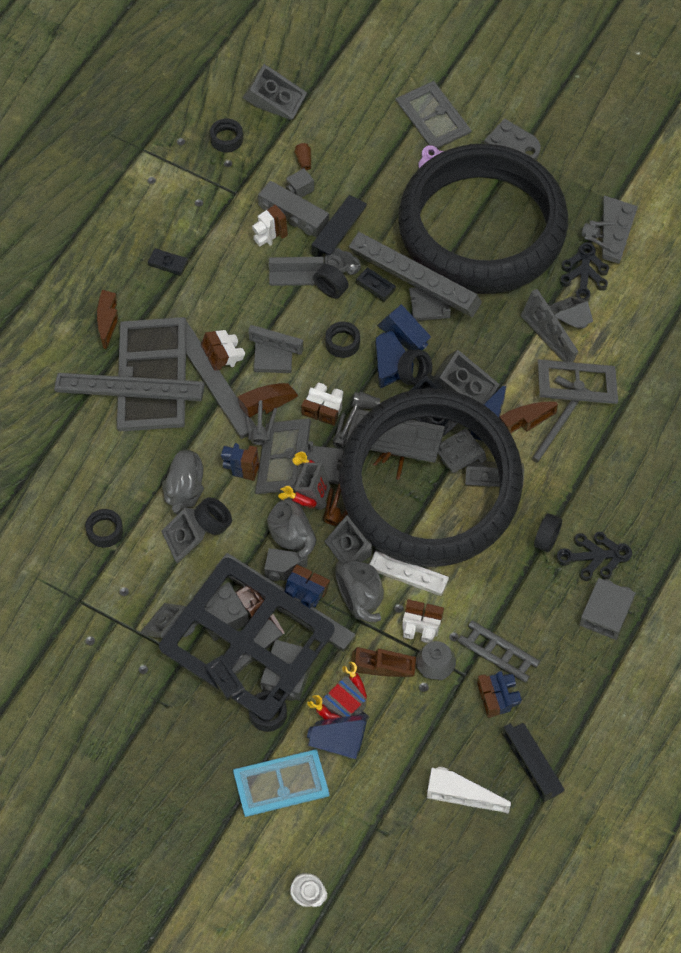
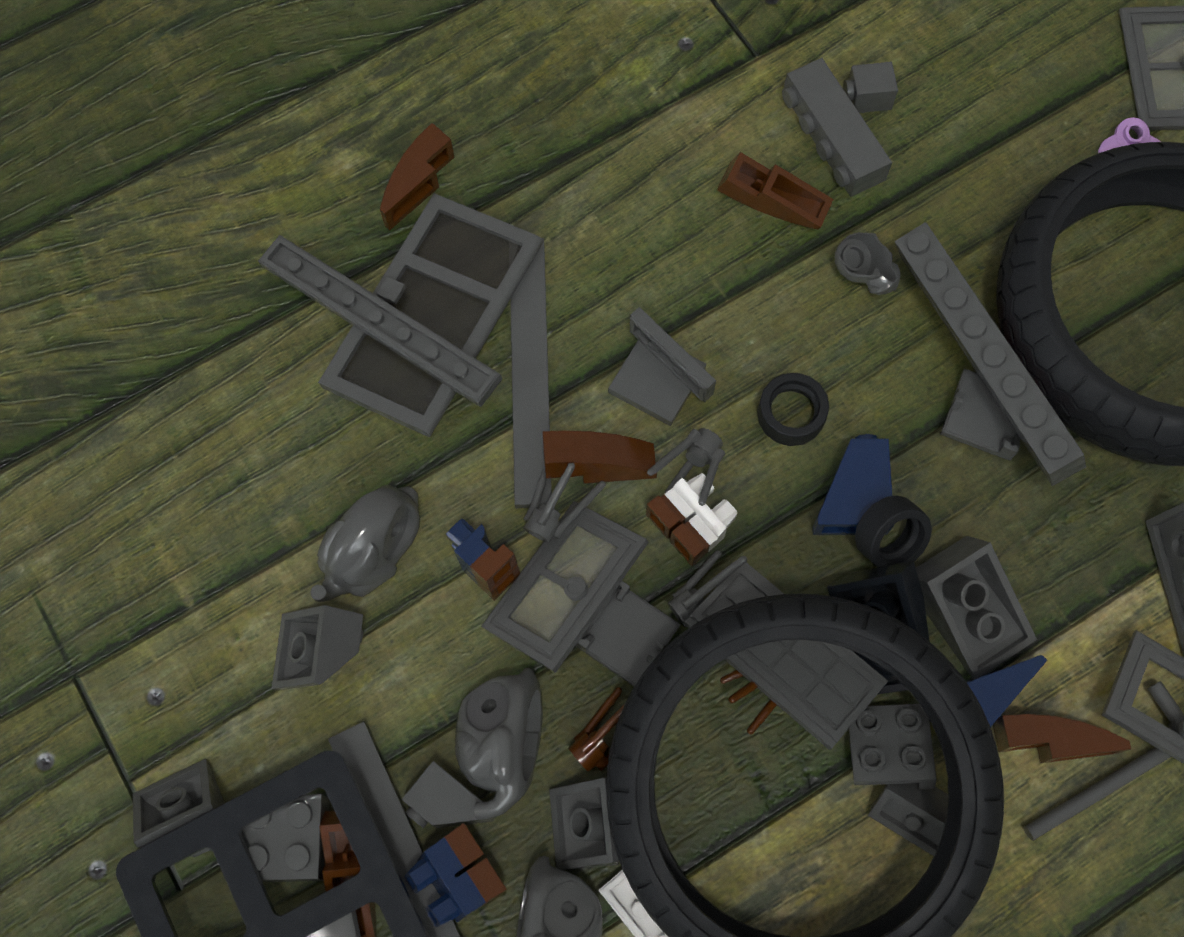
camera: 30 degrees right, 10 degrees up
(106, 541) = (167, 541): black tyre -> none
(168, 262) = (575, 123): black plate -> none
(209, 523) = (397, 635): black tyre -> none
(221, 349) = (569, 325): hips -> none
(269, 226) = (777, 138): white hips -> none
(280, 248) = (774, 192): none -> reddish brown slope
(293, 270) = (780, 242): dark grey panel -> none
(303, 155) = (905, 39): reddish brown cone -> none
(311, 373) = (702, 448): none -> dark grey plant
(311, 485) = (574, 679): torso -> none
(331, 281) = (828, 290): black tyre -> none
(338, 226) = (896, 194): black panel -> none
(364, 400) = (769, 549): dark grey cone -> none
(376, 284) = (907, 333): black plate -> none
(405, 328) = (915, 447): dark blue slope -> none

